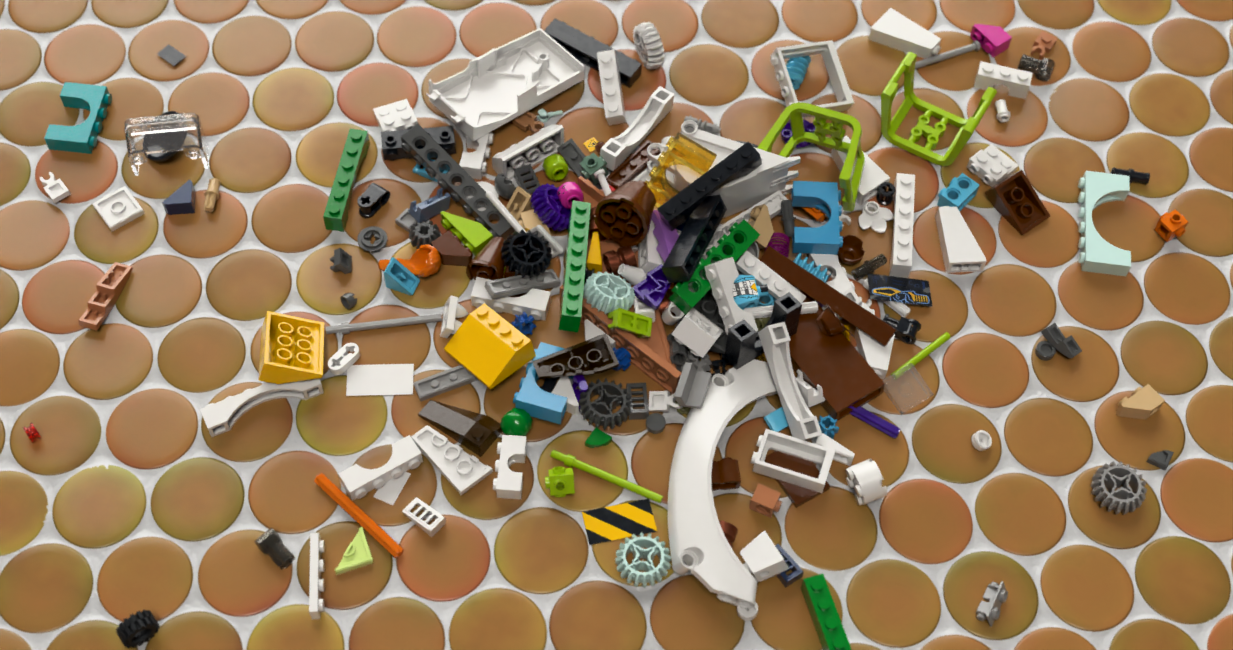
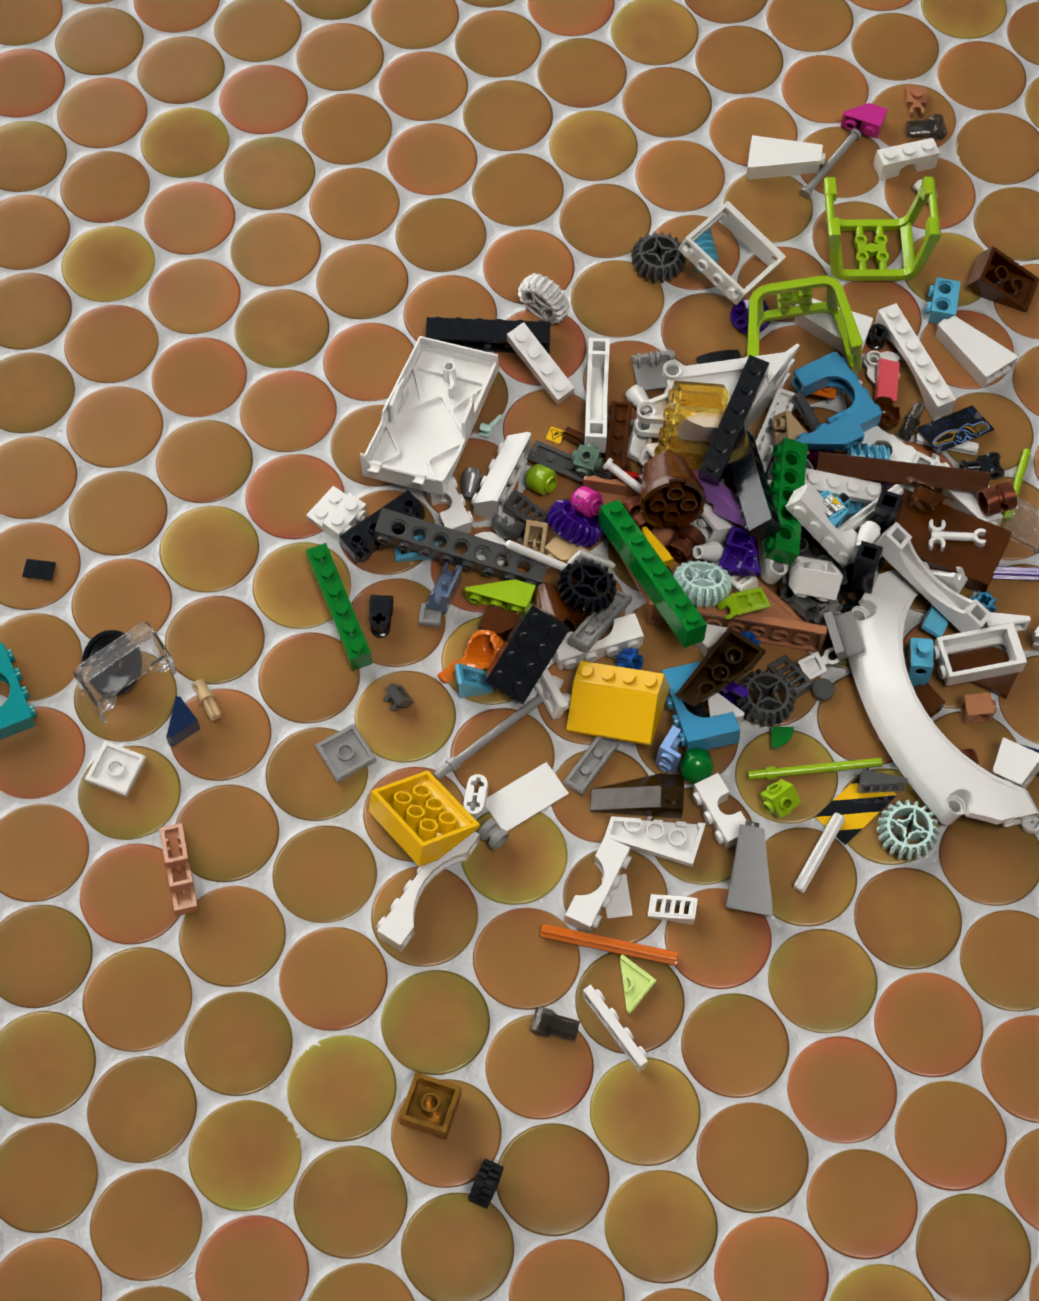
camera: 30 degrees left, 5 degrees up
(31, 432) = (216, 1054): clear red bush -> none
(55, 188) = (31, 786): white plate -> none
(143, 551) = (430, 1105): none -> pearl gold brick
(277, 281) = (345, 753): none -> light grey tile
(334, 391) = (493, 835): none -> light grey wheel
(348, 300) = (435, 733): dark grey hinge -> none
(365, 236) = (413, 647): dark grey gear -> none
(423, 233) = (454, 622): dark grey gear -> none
(445, 274) = (526, 652): none -> black brick
(494, 522) = (749, 879): none -> slope
(501, 400) = (667, 756): none -> light blue bracket
(503, 143) = (470, 482): none -> flat silver cone
(528, 121) = (476, 445): medium nougat plate -> none
(563, 538) = (819, 852): none -> white axle
(643, 510) = (875, 782): none -> dark grey slope
(745, 437) = (919, 656): none -> medium azure torso
(754, 59) = (658, 257): none -> dark grey gear
(760, 321) = (868, 532): none -> white cone
(788, 240) = (834, 436): none -> dark azure slope
(824, 355) = (939, 536): none -> white bar
(871, 227) = (887, 379): none -> coral tile
(888, 352) = (997, 499): none -> copper wheel
(991, 165) = (954, 255): white plate -> none

